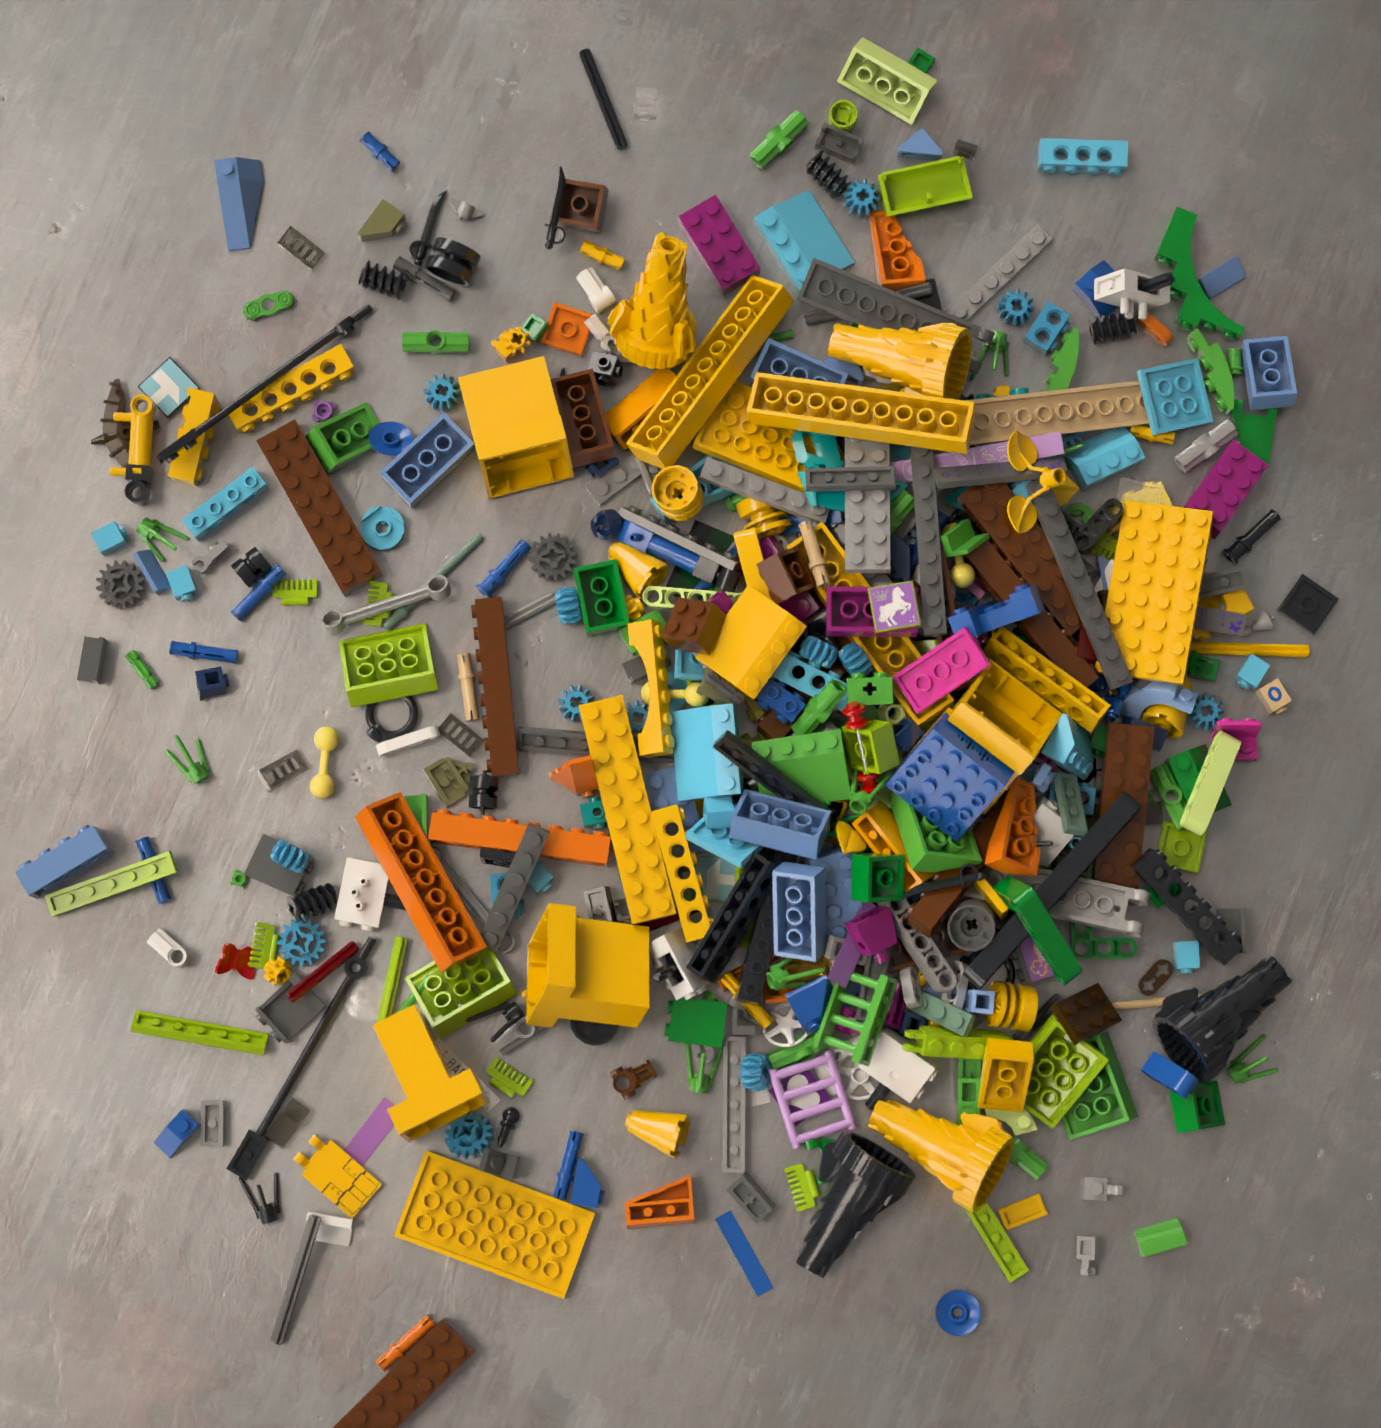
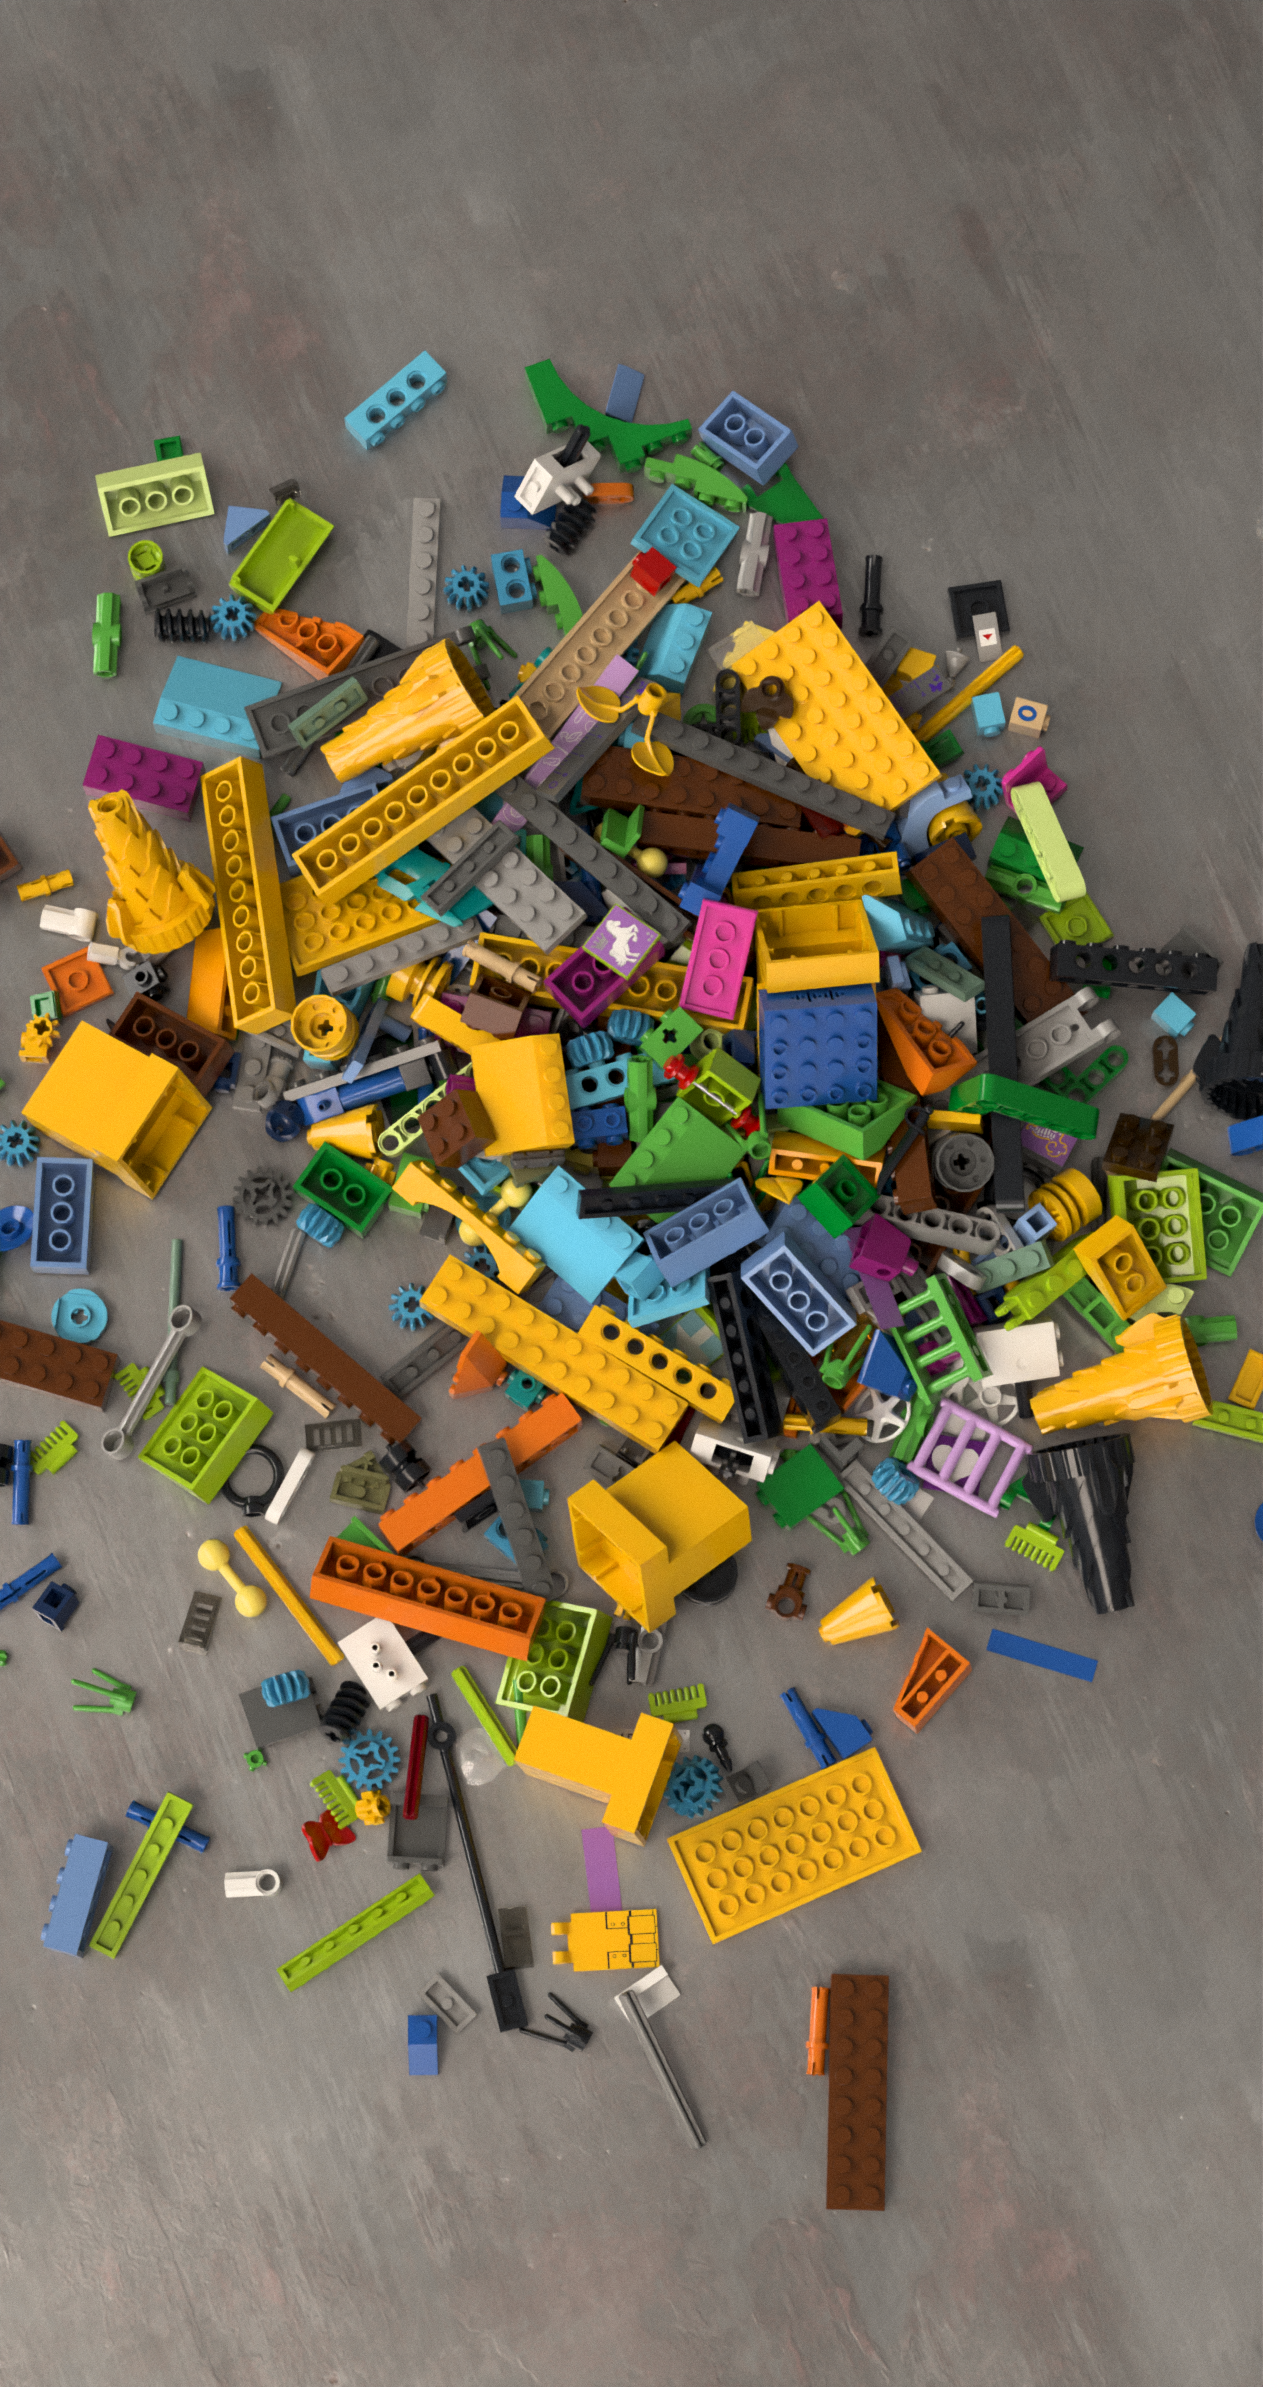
camera: 40 degrees left, 5 degrees down
(347, 802) = (288, 1595): none -> yellow axle
(621, 496) = (274, 1082): none -> light grey connector
(715, 514) = (375, 1019): none -> medium blue piece
(859, 307) = (328, 712): none -> sand green plate
(1122, 546) = (767, 706): none -> dark brown plate
(1133, 400) = (652, 571): none -> red brick
(1297, 625) = (987, 637): none -> light grey sticker

